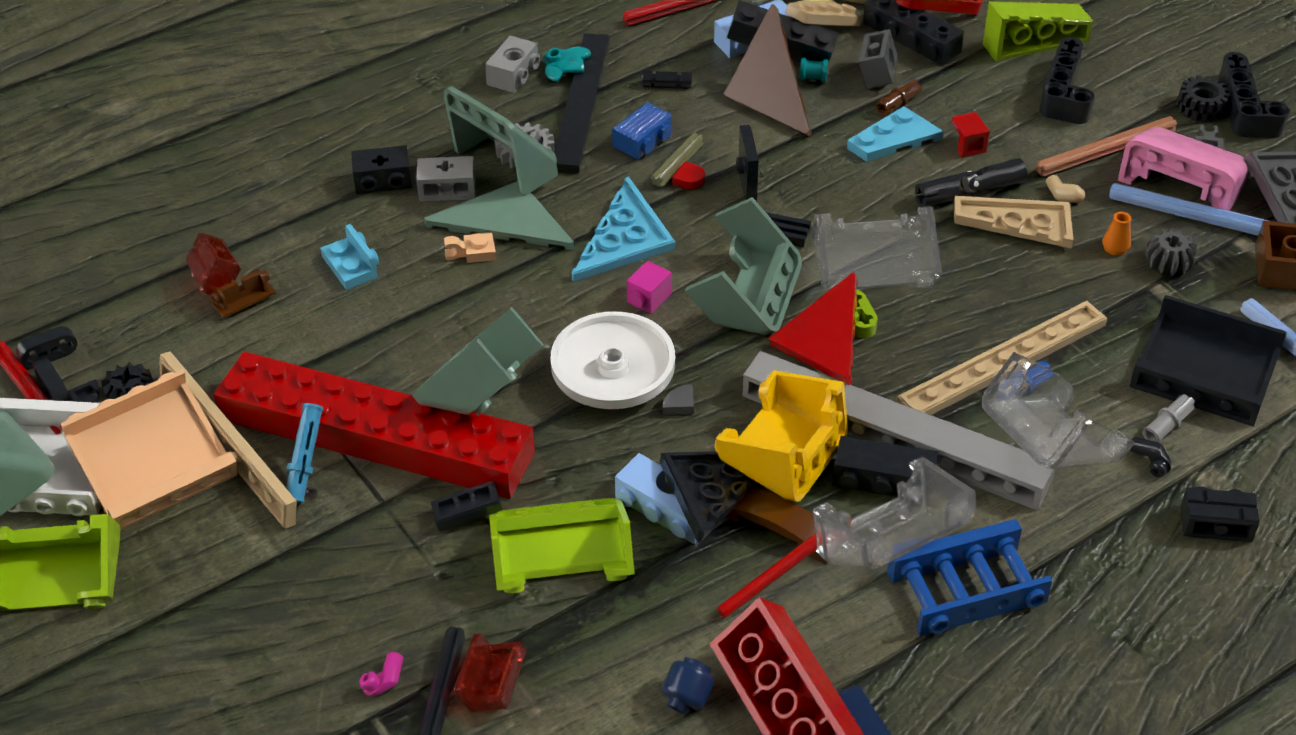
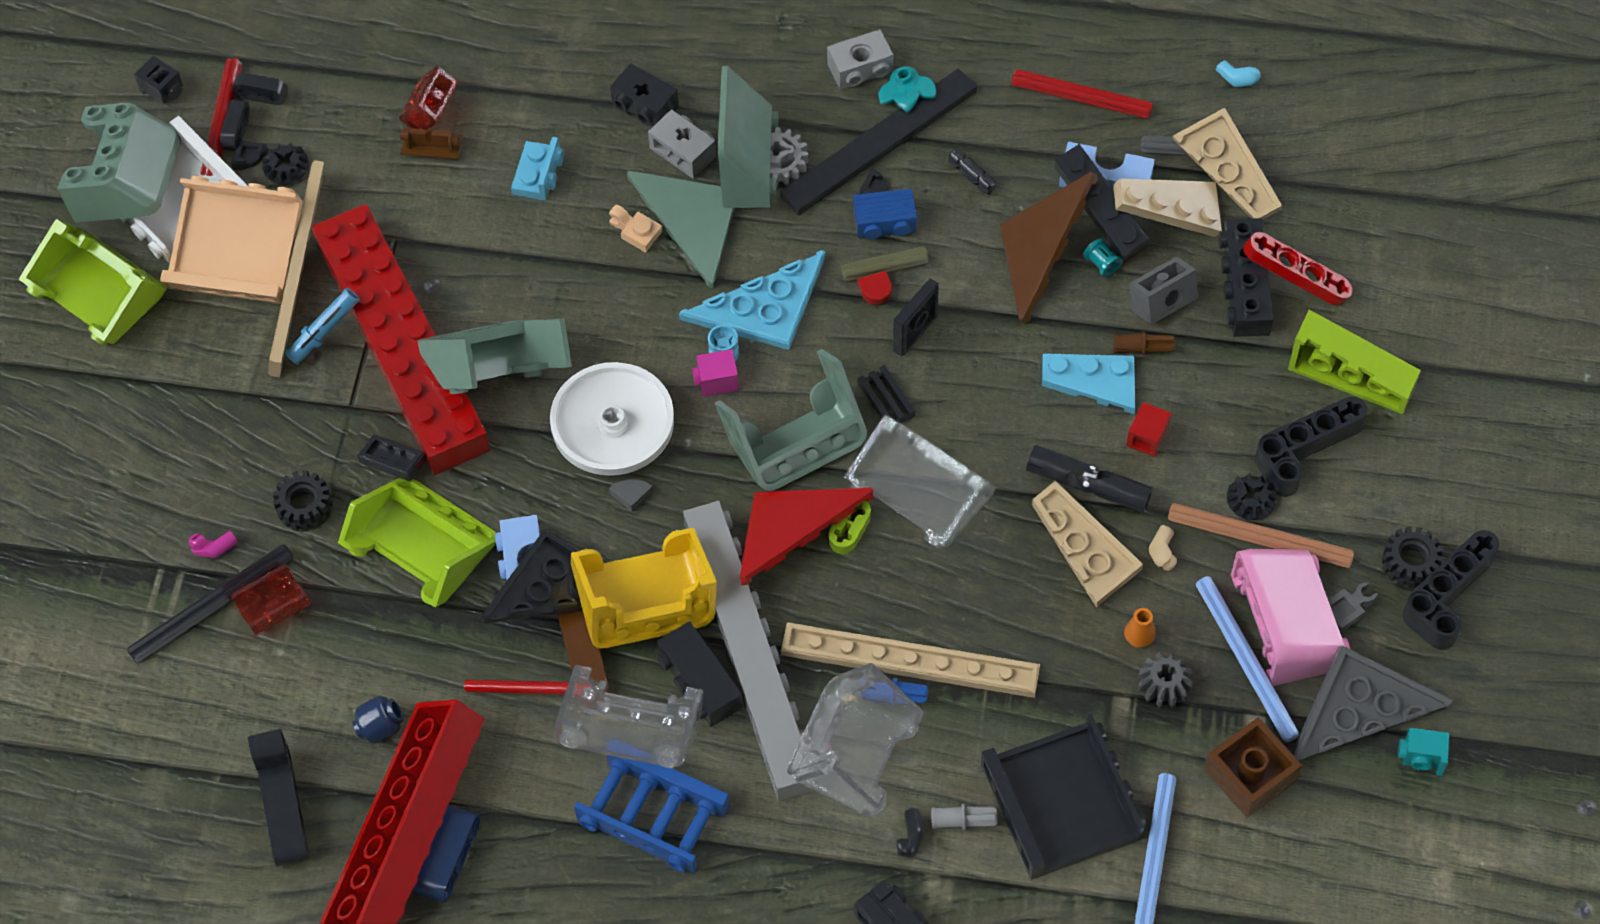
camera: 45 degrees right, 15 degrees up
(427, 602) = (295, 487): none -> black tyre
(607, 123) = (874, 183): none -> black tile
(628, 263) = (723, 338): none -> medium azure wheel
(1063, 134) = (1249, 508): none -> black gear

